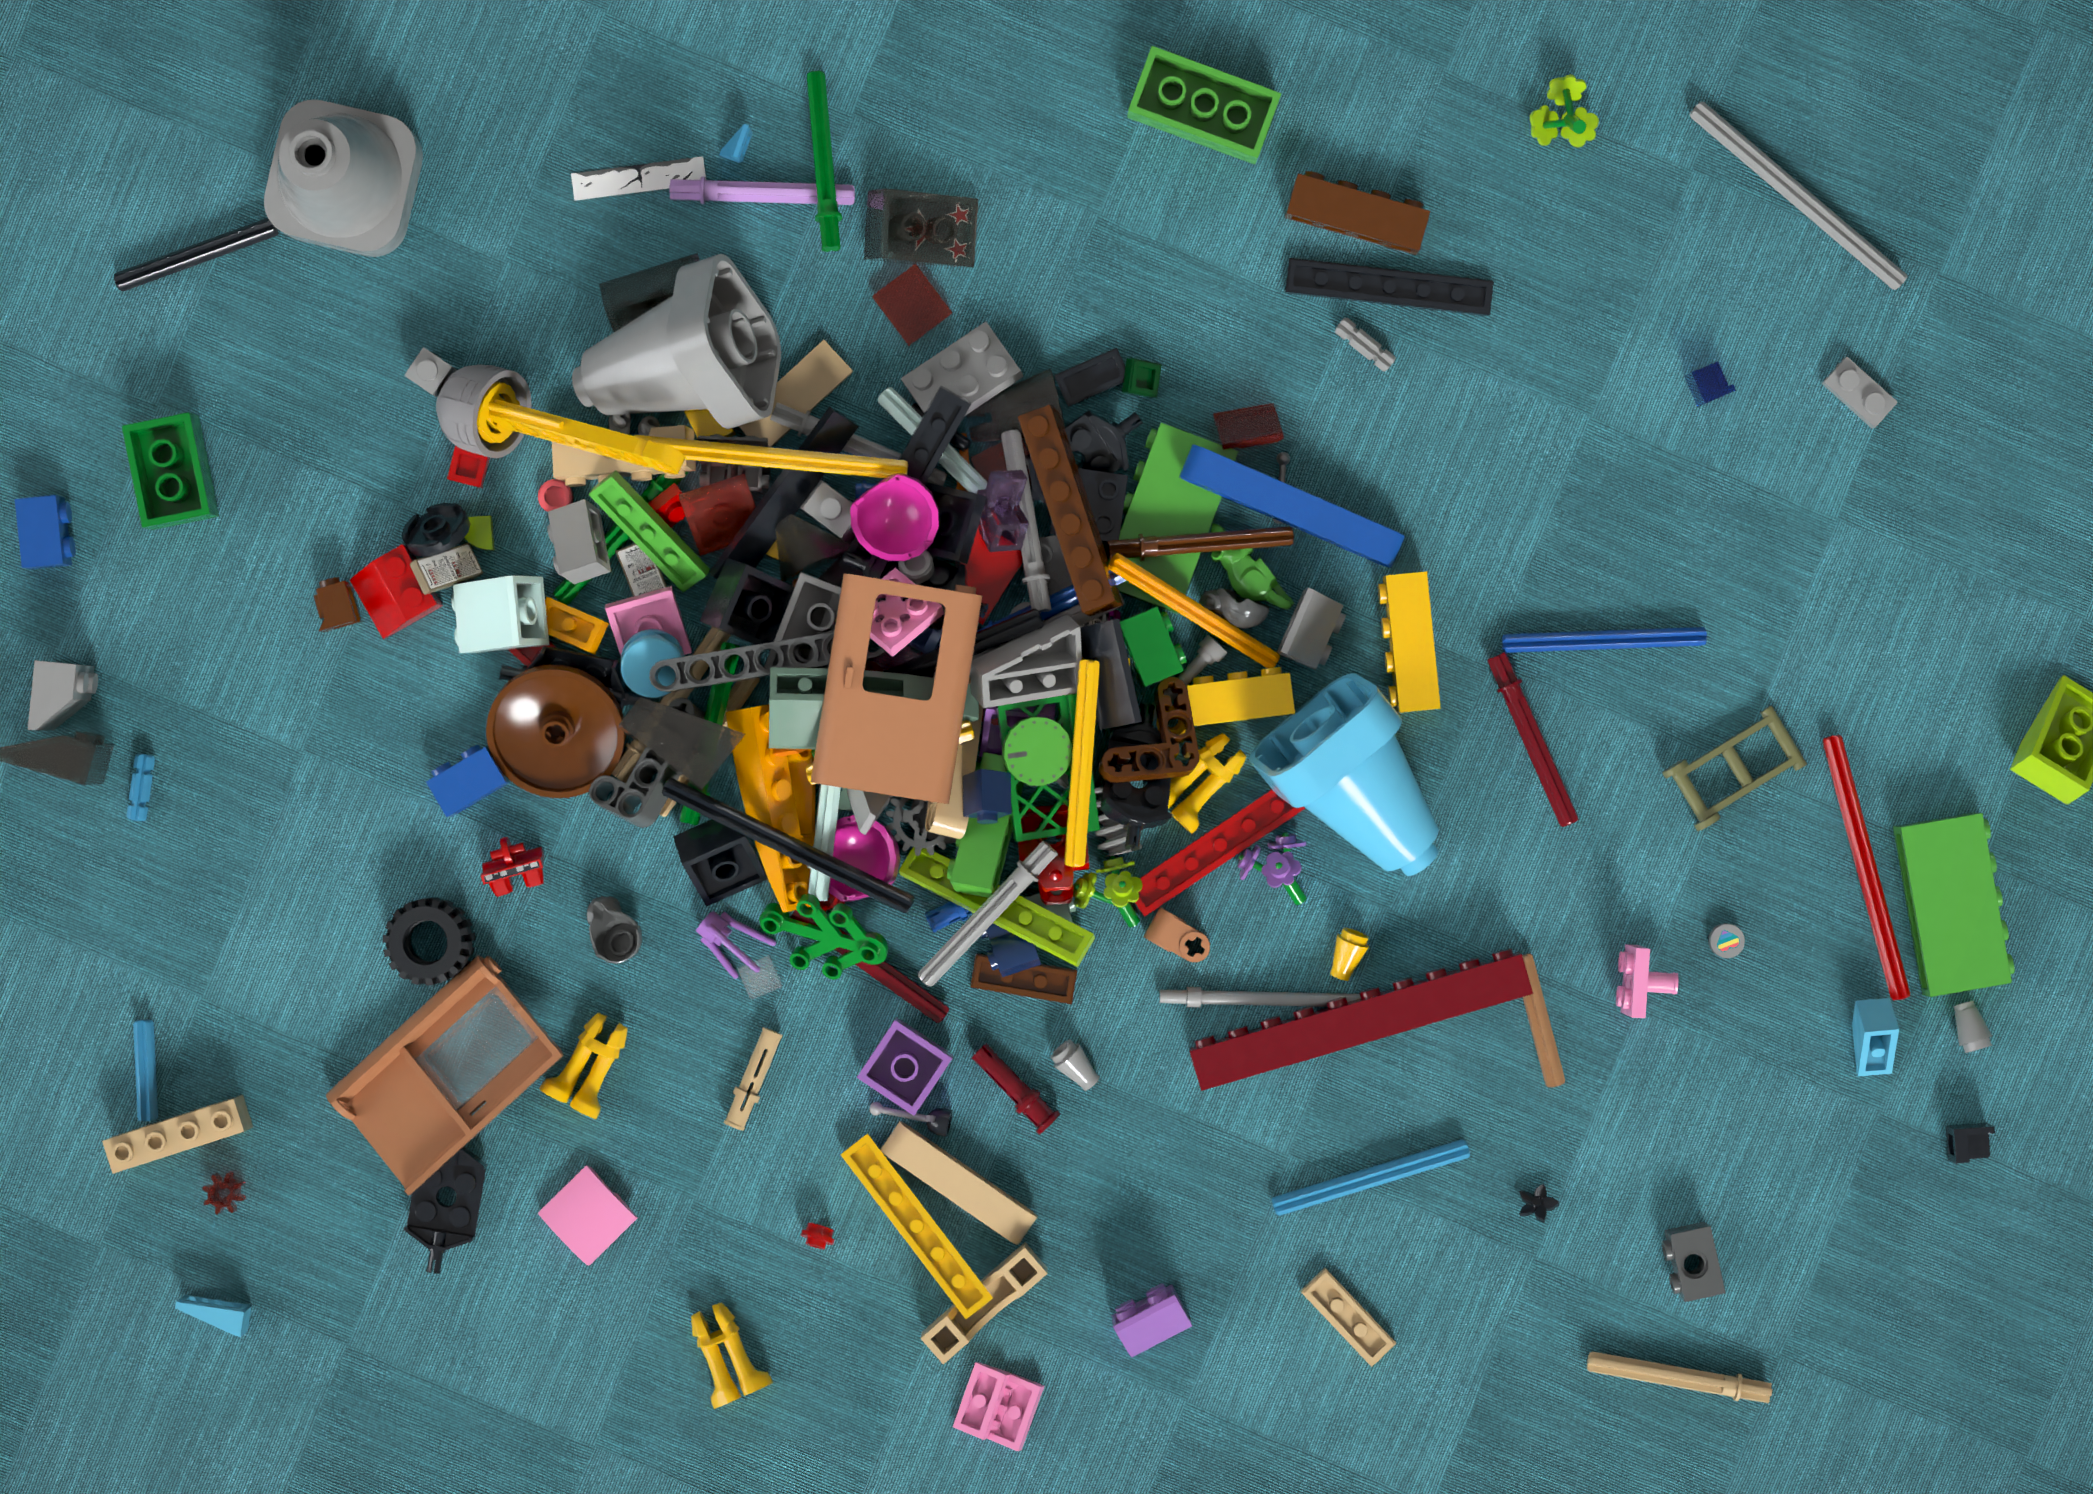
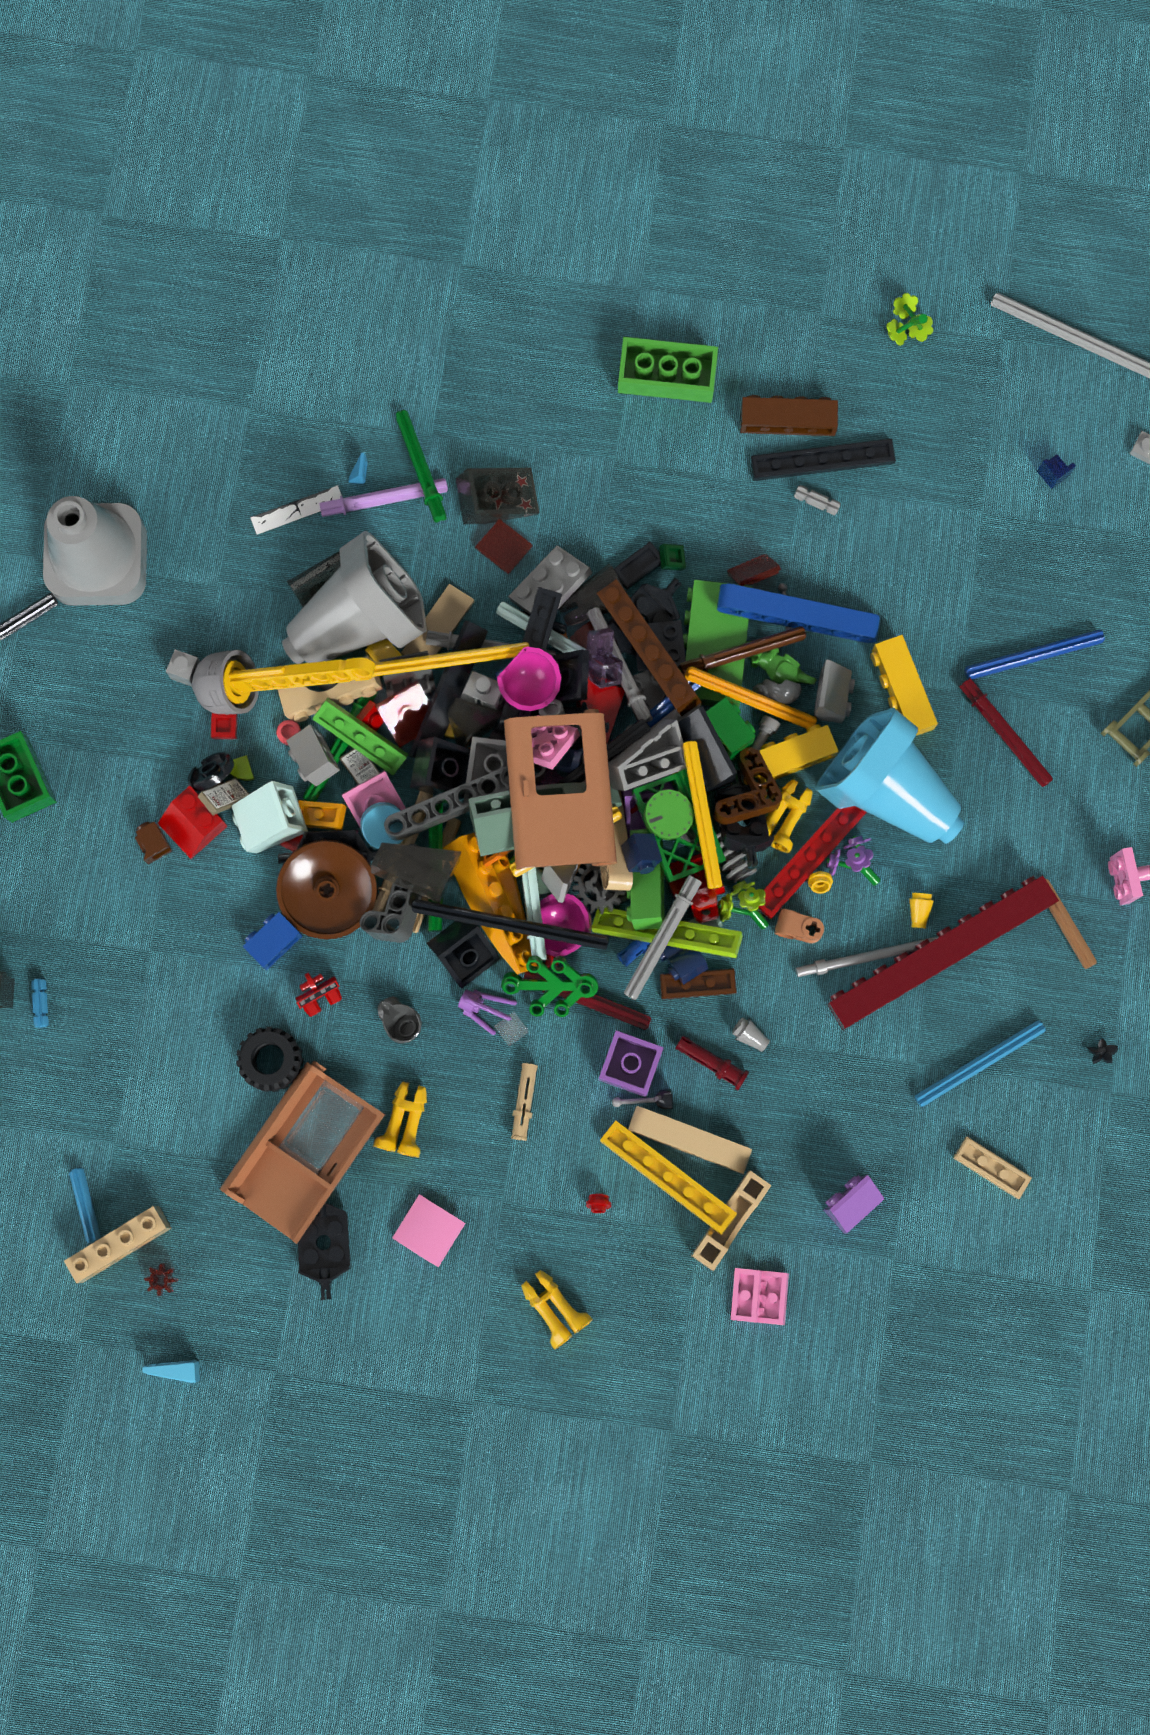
camera: 15 degrees left, 10 degrees down
(1223, 883) = (820, 882): none -> yellow plate

